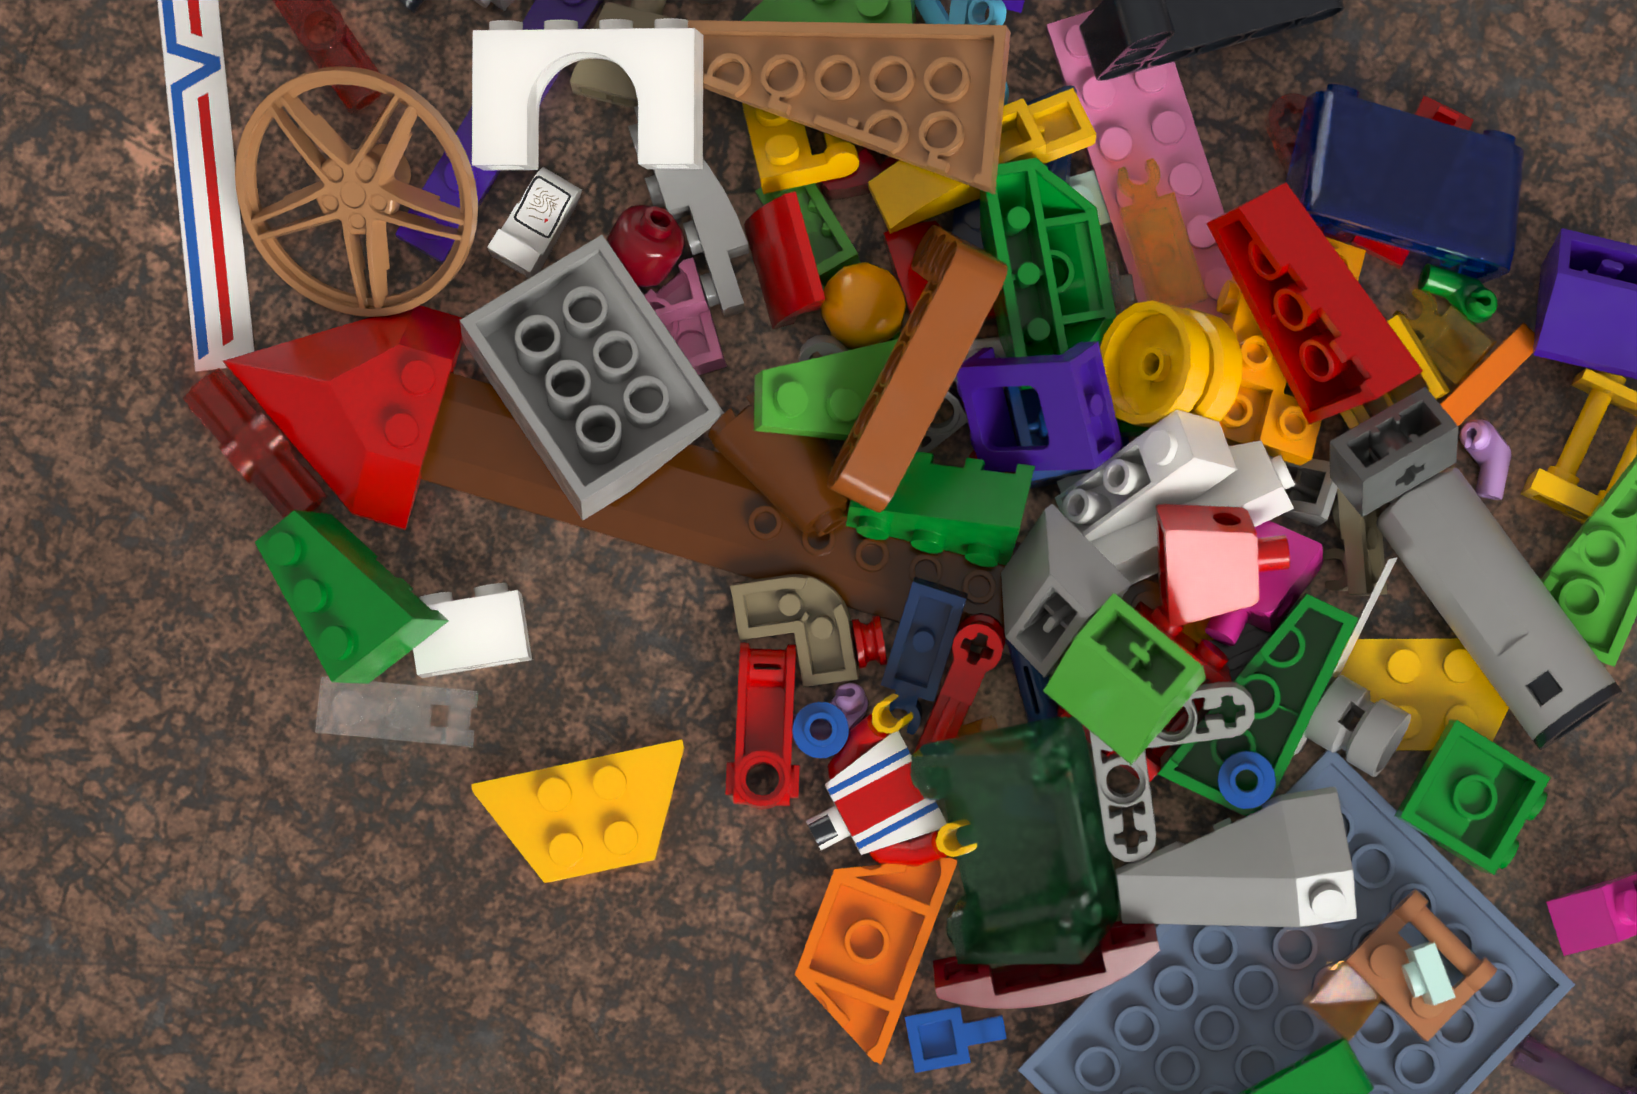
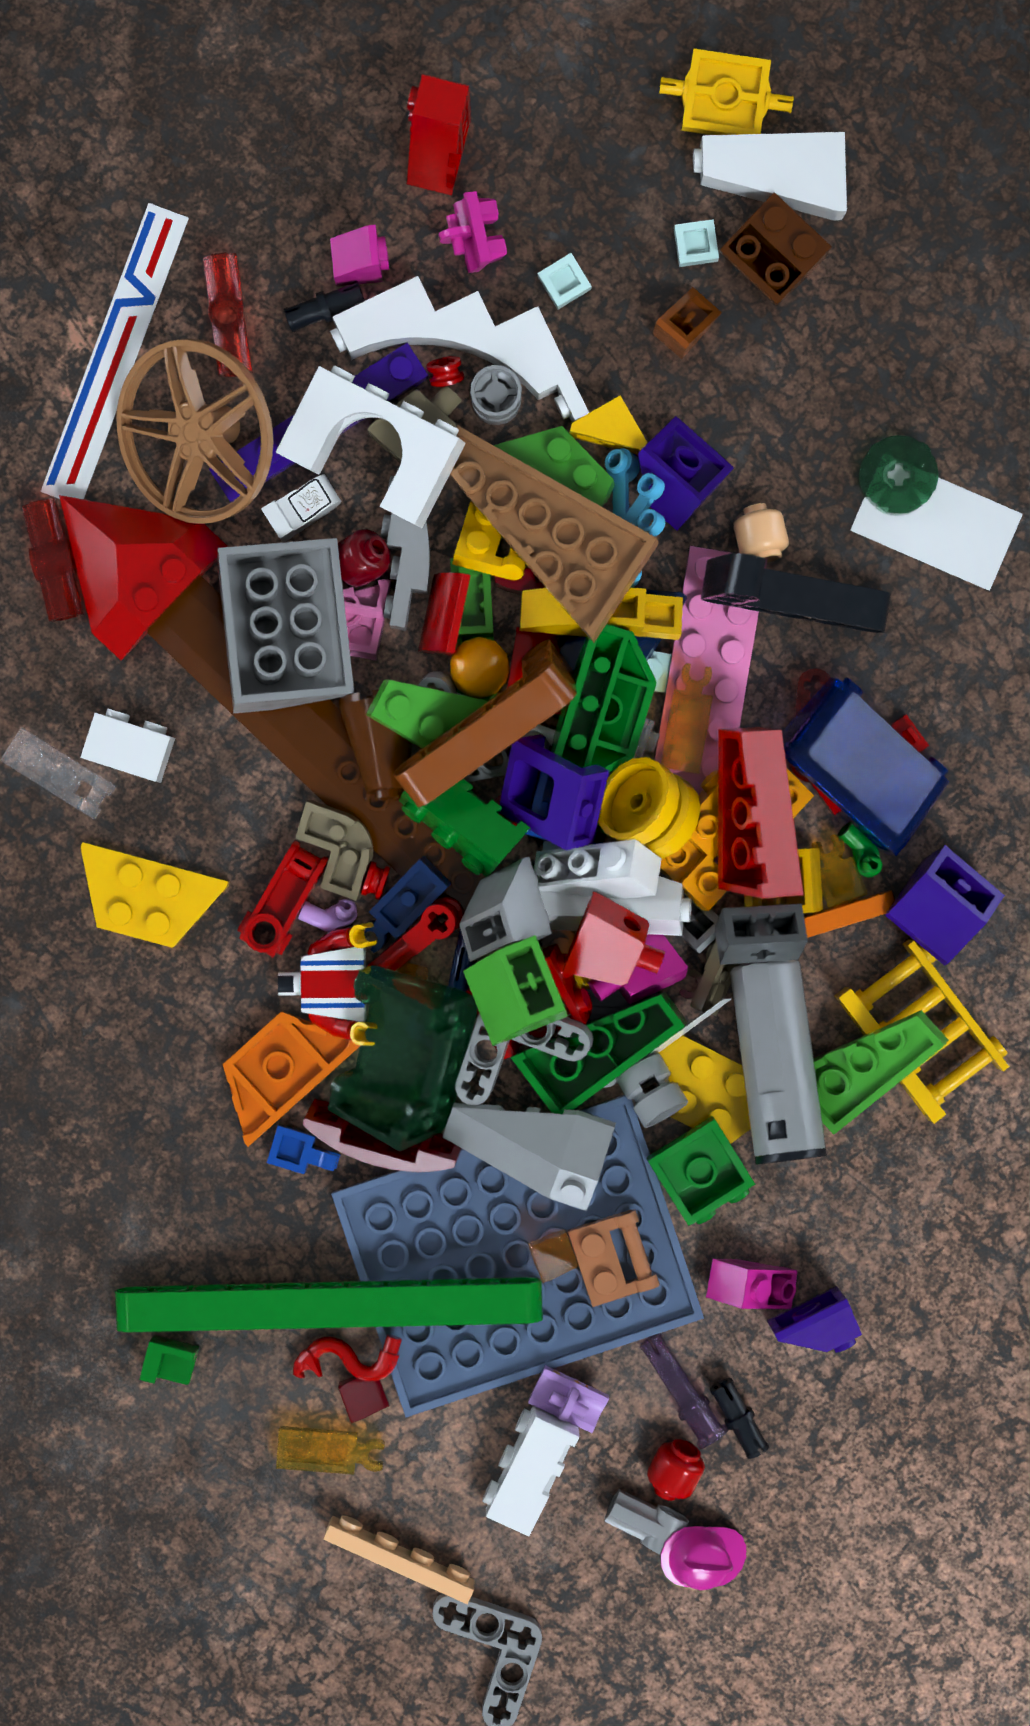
camera: 30 degrees right, 5 degrees up
(344, 598) = (58, 686): green wedge -> none
(812, 746) = (328, 921): blue plate -> none
(1237, 763) = (573, 1084): blue plate -> none
(1427, 974) = (611, 1268): light aqua plate -> none
(1491, 455) = (827, 960): lavender arm -> none

